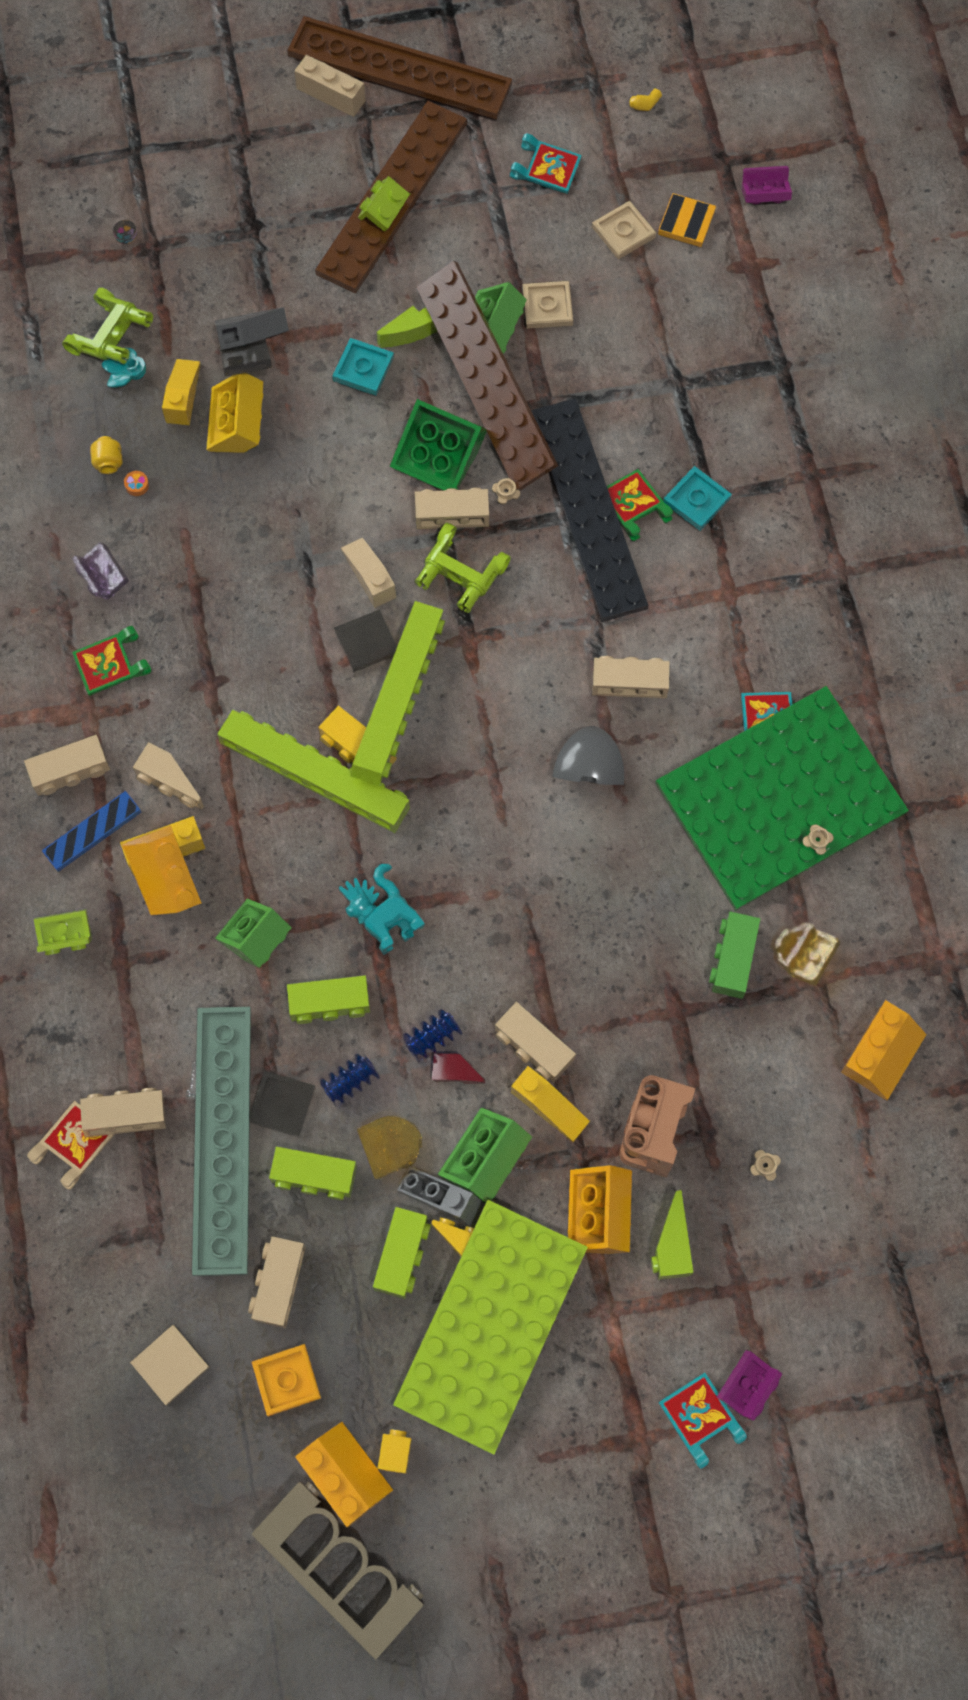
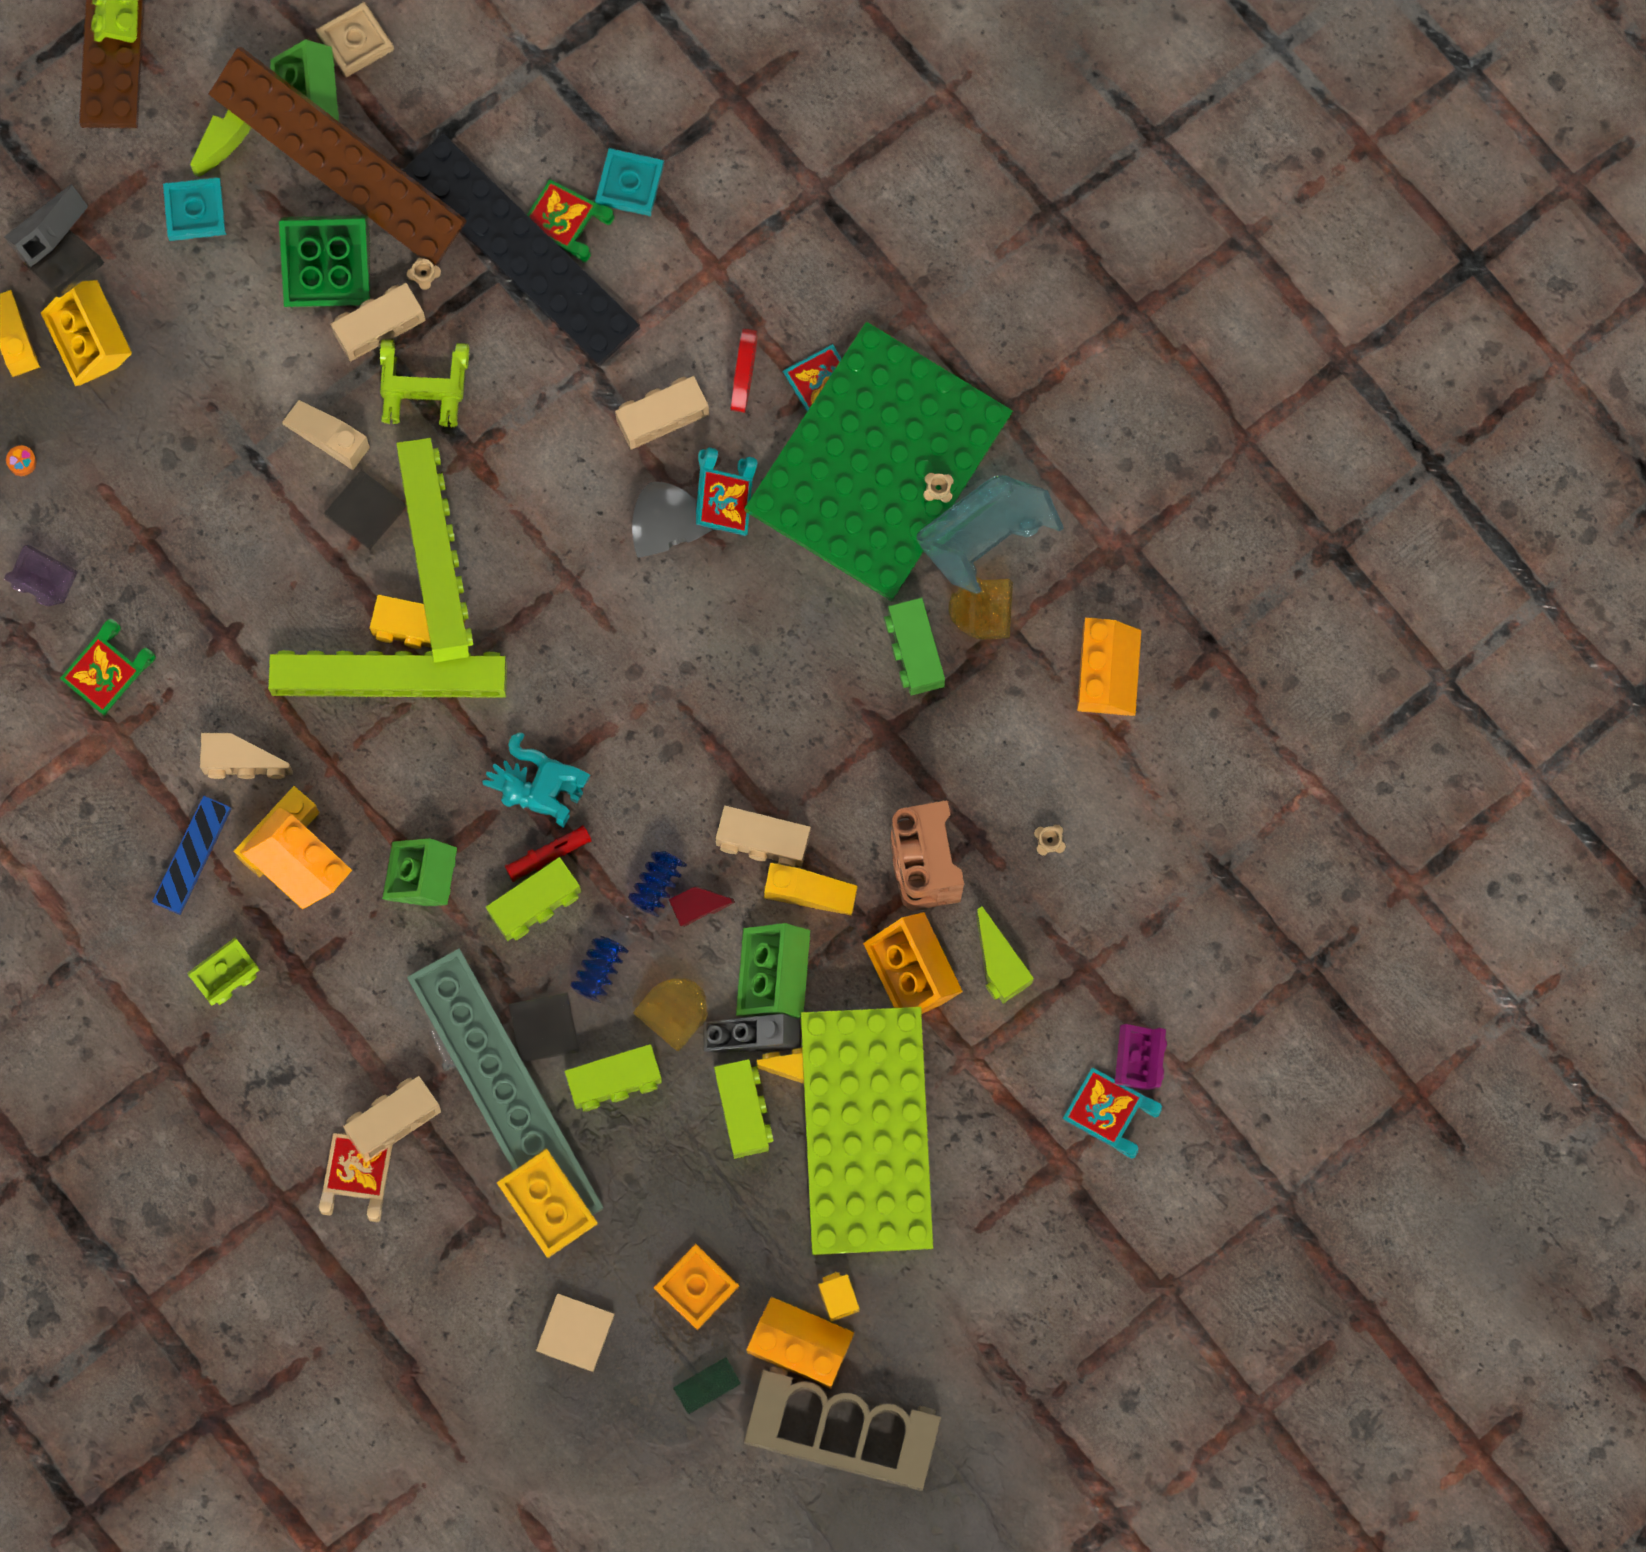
camera: 30 degrees left, 5 degrees up
(67, 765) = (128, 800): tan brick -> none
(204, 1246) = (547, 1203): none -> yellow tile
(249, 1468) = (707, 1386): none -> clear green plate
(277, 1282) = (636, 1199): tan brick -> none
(359, 968) = (547, 853): none -> red pin
(644, 762) = (724, 494): none -> flag
(711, 675) = (744, 369): none -> red piece
(841, 884) = (982, 522): none -> clear light blue windscreen

